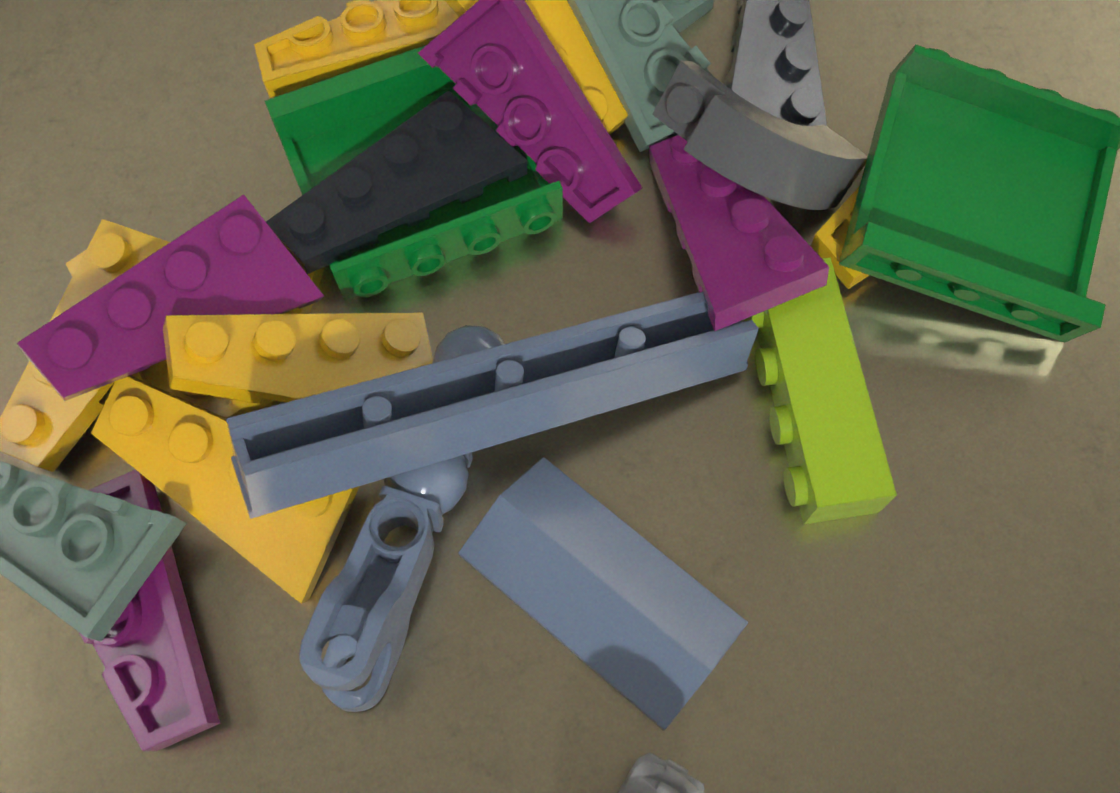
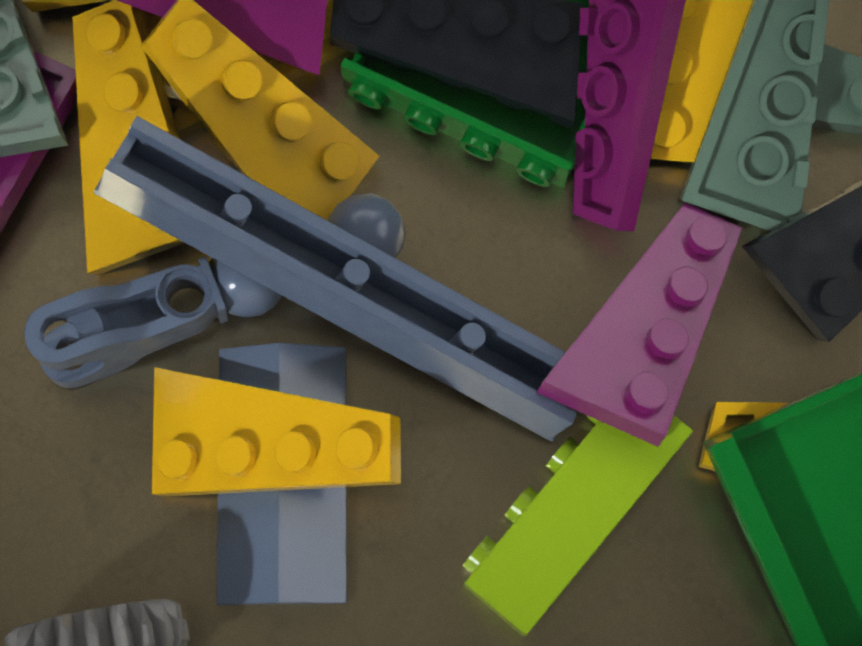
camera: 50 degrees right, 10 degrees up
(560, 578) = (255, 439): none -> yellow wing
(755, 149) = (734, 300): dark grey arch -> none

